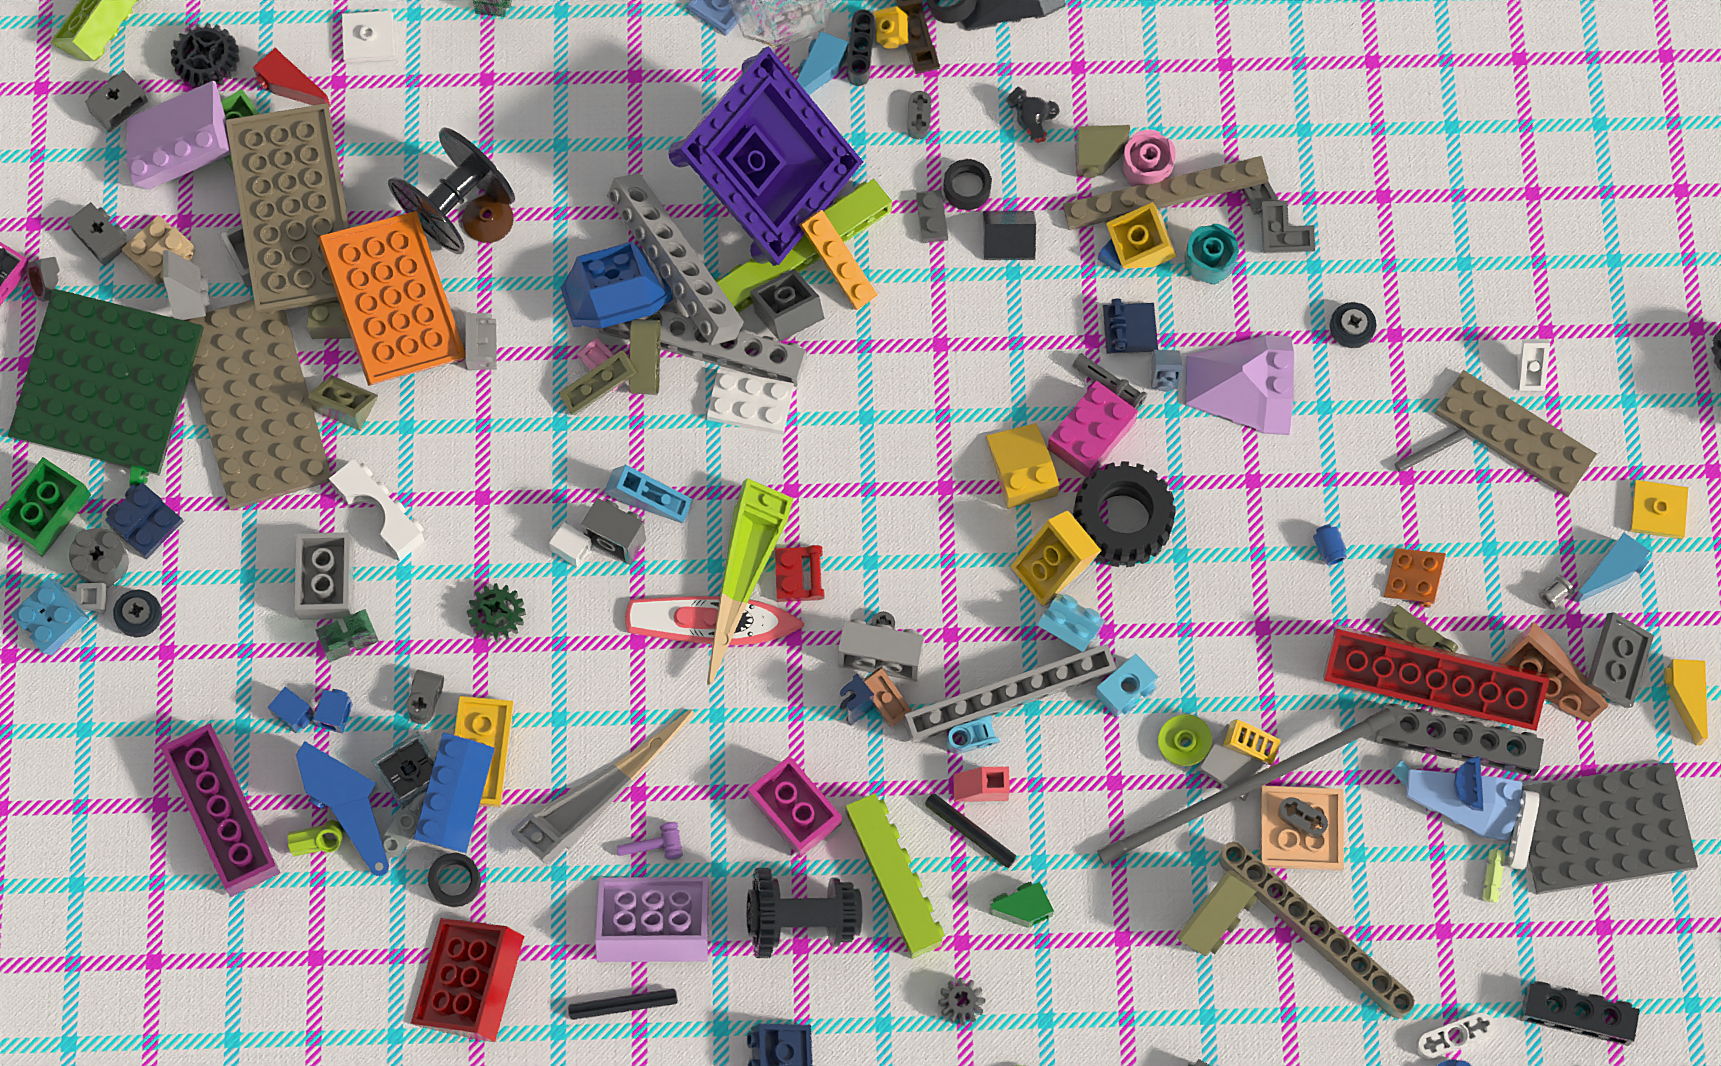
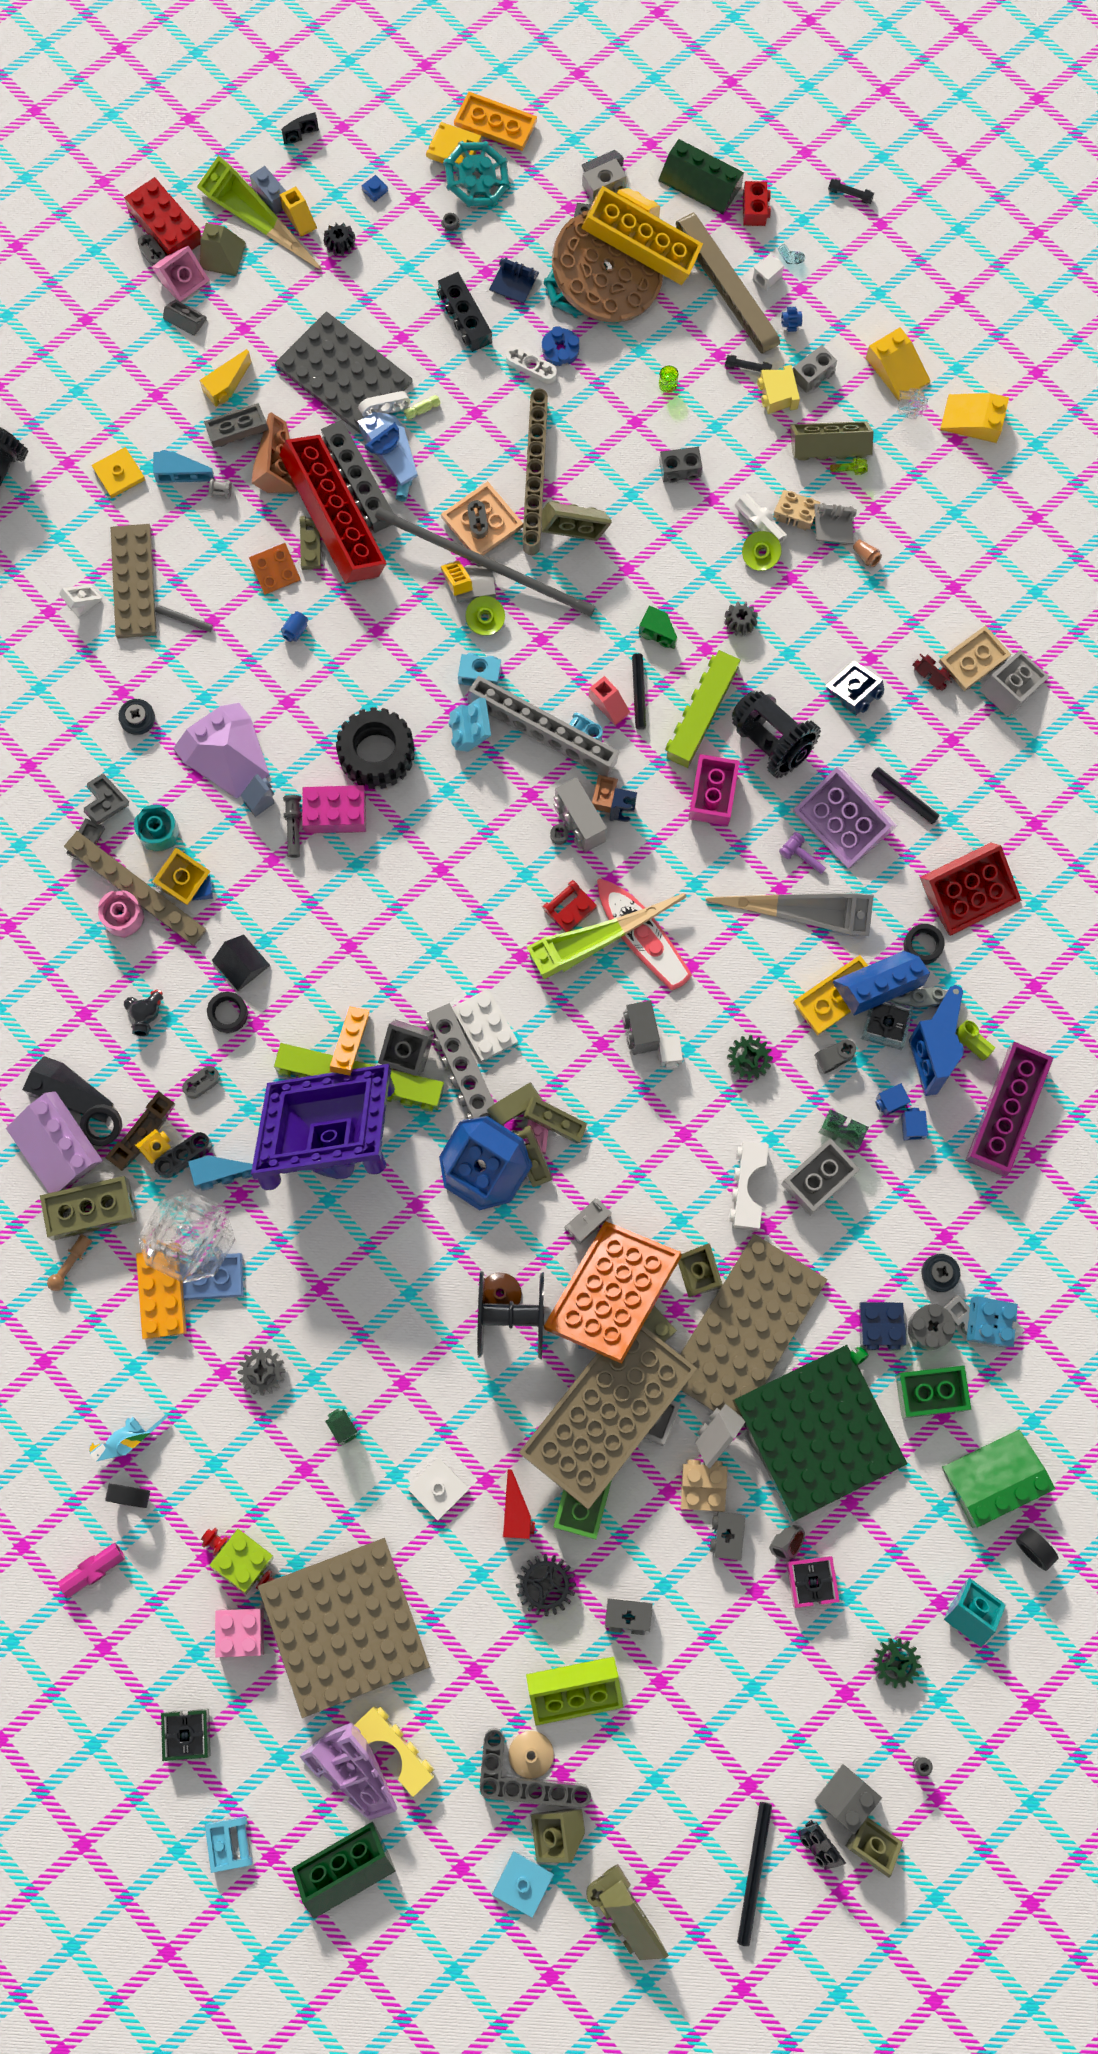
camera: 130 degrees left, 5 degrees up
(177, 137) = (622, 1540): lavender slope -> none
(566, 335) = (540, 1171): none -> olive plate
(647, 494) = (599, 1033): dark azure slope -> none
(675, 259) = (426, 1149): light grey brick -> none
(932, 216) = (266, 1018): dark grey plate -> none
(1023, 465) = (390, 833): yellow slope -> none
(1055, 557) = (437, 761): yellow slope -> none
(1099, 148) = (140, 947): olive slope -> none
(1129, 327) = (245, 842): dark blue hinge -> none

